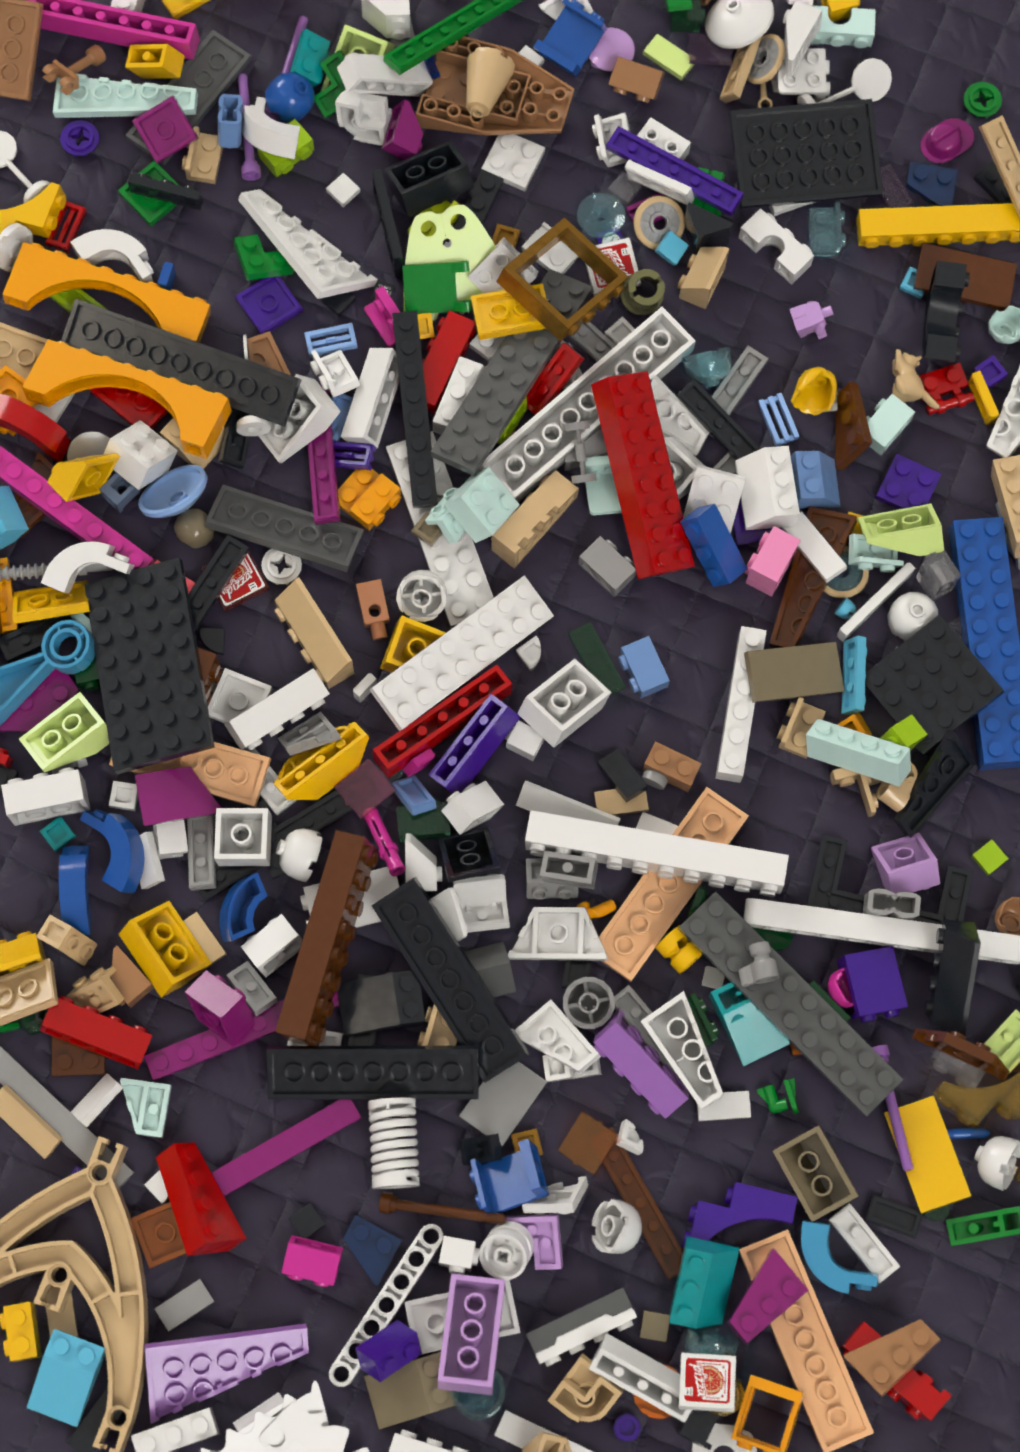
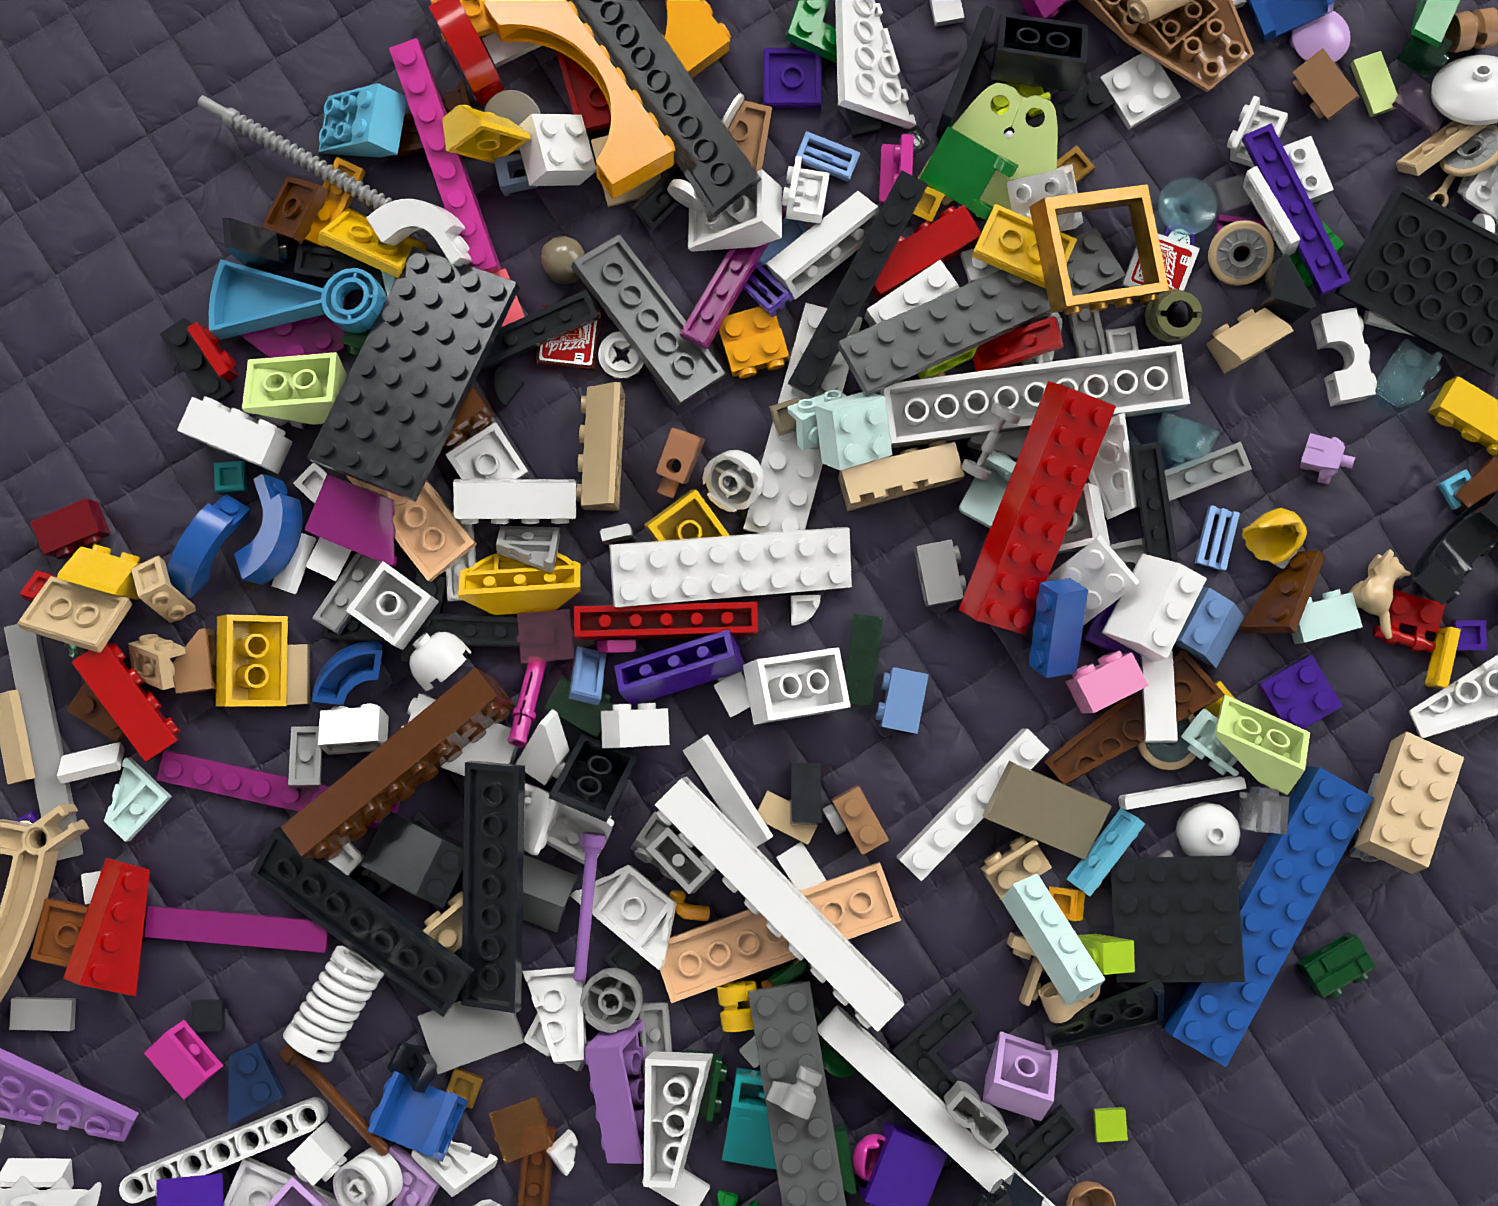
camera: 40 degrees right, 10 degrees up
(173, 492) = (563, 210): light blue dish -> none
(220, 1007) = (256, 759): magenta brick -> none
(500, 908) = (592, 845): none -> medium lavender piece
(557, 258) = (1111, 222): white plate -> none
(671, 248) = (1235, 288): medium azure tile -> none
(844, 608) = (1145, 778): medium azure hinge -> none

